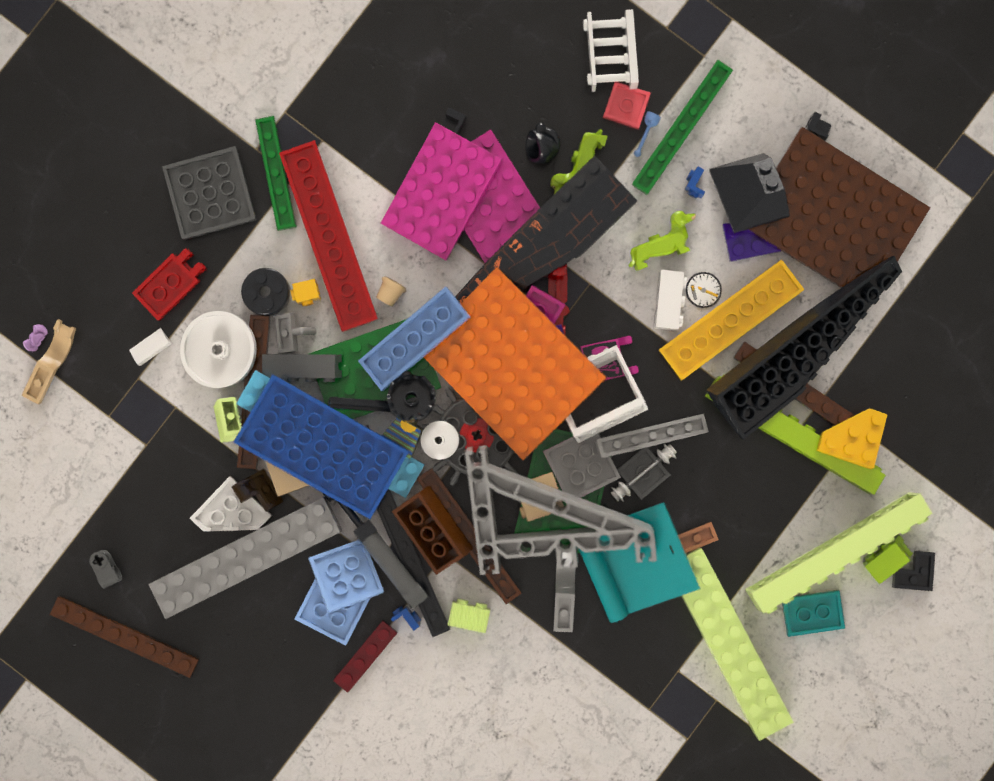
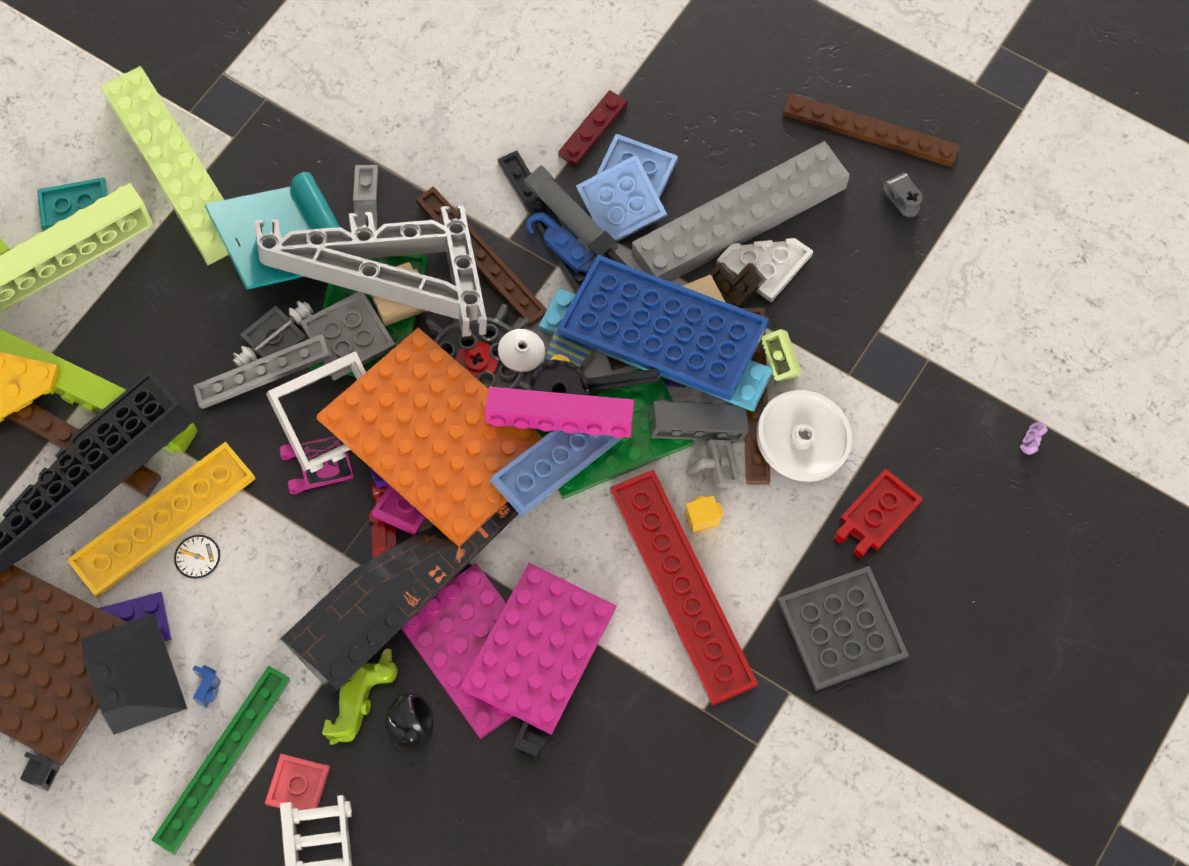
camera: 175 degrees right, 20 degrees down
(49, 363) = (1011, 409): tan piece -> none
(150, 347) = (890, 438): white slope -> none
(275, 173) = (761, 662): green tile -> none
(278, 295) = (751, 525): black plate -> none
(390, 291) = (596, 522): tan piece -> none
(397, 539) = (563, 243): none -> blue plate
(410, 370) = (559, 412): none -> dark pink brick
(411, 617) = (557, 169): blue bracket -> none
(432, 530) = (523, 252): reddish brown brick -> none
(469, 616) = (475, 172): yellowish green brick -> none
(651, 120) = (264, 765): medium blue hinge -> none
(664, 245) = (247, 602): lime animal -> none
(670, 300) = (240, 535): white brick -> none
(698, 537) = (210, 271): nougat plate -> none

